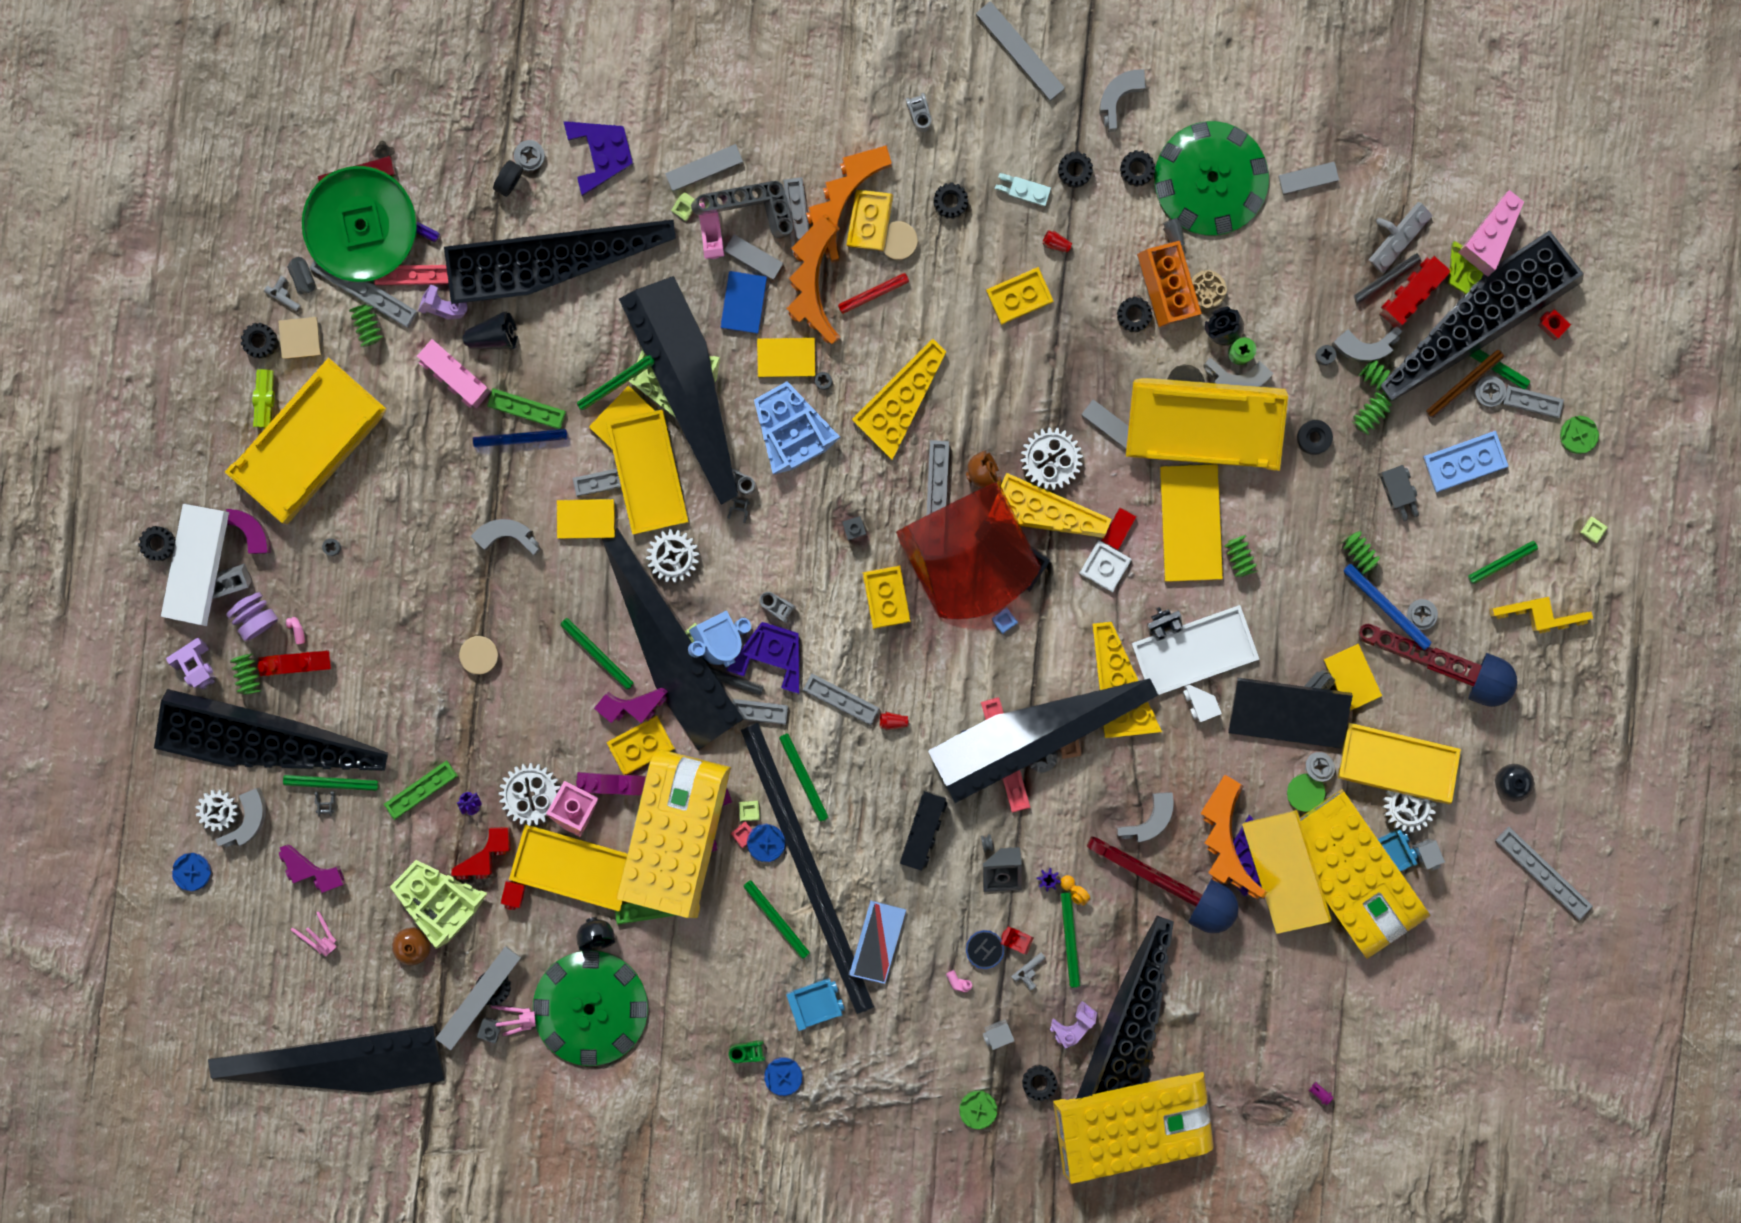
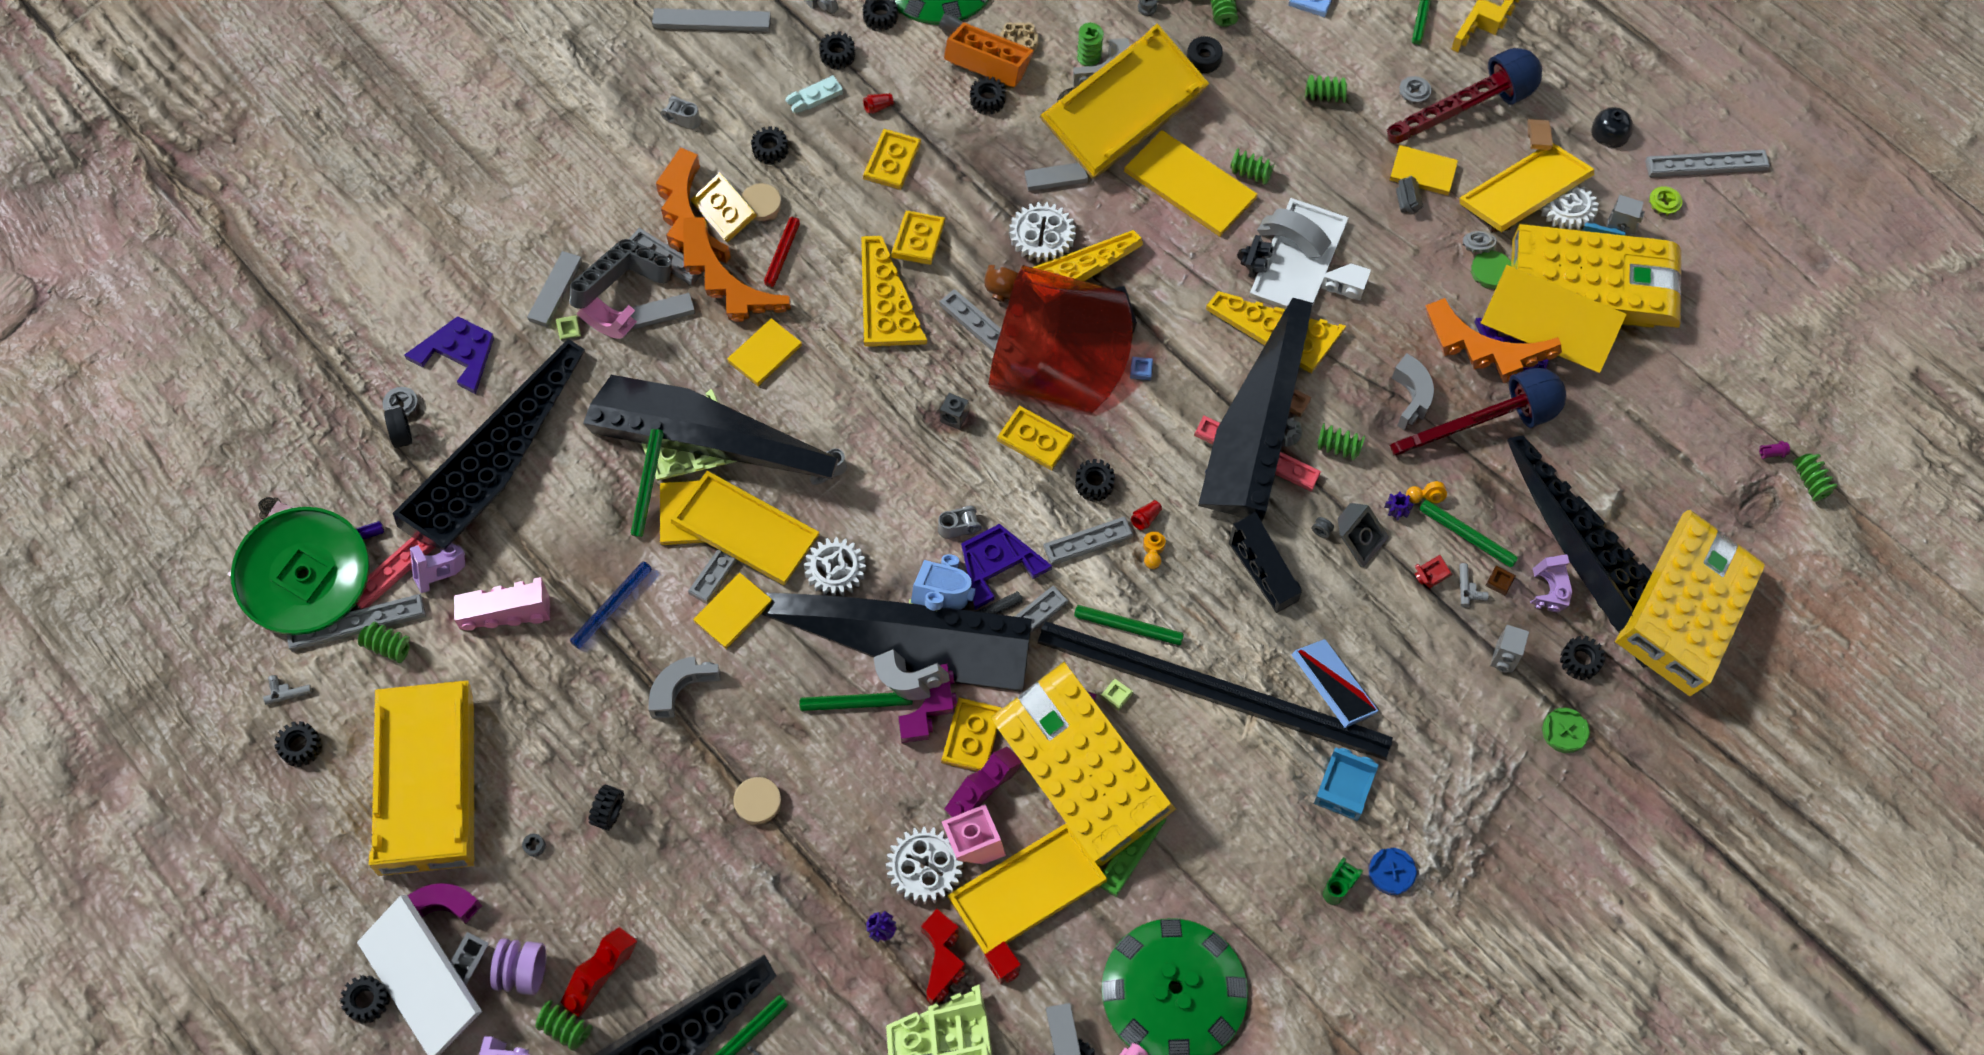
camera: 45 degrees left, 25 degrees down
(263, 398) = (347, 784): lime piece -> none
(297, 628) = (571, 940): bright pink arm -> none
(299, 338) = (334, 707): tan tile -> none
(301, 275) = (287, 661): dark grey piece -> none
(389, 571) = (606, 807): none -> black tyre
(420, 790) = (826, 964): bright green tile -> none
(492, 333) = (503, 547): black cone -> none
(526, 408) = (592, 579): bright green tile -> none
(595, 934) = (1109, 919): black cylinder -> none
(628, 670) = (911, 686): none -> light grey arch
(738, 508) = (856, 483): dark grey piece -> none
(741, 834) = (1134, 716): coral tile -> none
(743, 302) = (688, 346): blue tile -> none
(766, 842) = (1158, 702): blue tile -> none
(776, 919) = (1237, 753): green axle -> none
(791, 428) = (826, 389): light blue wedge -> none
(818, 383) = (814, 336): dark grey bush -> none
(863, 753) = (1152, 559): none -> light orange plate
(888, 677) = (1097, 469): none -> black tyre
(958, 984) = (1430, 652): bright pink arm -> none
(969, 377) = (918, 237): none -> yellow tile
(984, 949) = (1417, 606): black tile -> none
(1053, 987) = (1500, 580): none -> reddish brown tile
(1062, 803) = (1340, 442): none -> bright green piece
(1105, 566) = (1167, 265): white tile -> none
(1118, 528) = (1144, 227): red tile -> none
(1207, 635) = (1299, 229): none -> light grey arch
(1225, 326) = (1059, 42): black cylinder -> none
(1290, 713) = (1414, 226): black tile -> none
(1321, 1135) = (1814, 476): none -> bright green piece
(1387, 607) = (1388, 102): blue axle -> none
(1399, 490) = (1301, 32): dark grey hinge -> none
(1458, 736) = (1539, 134): none -> medium nougat slope
(1488, 868) = (1670, 195): none -> lime gear

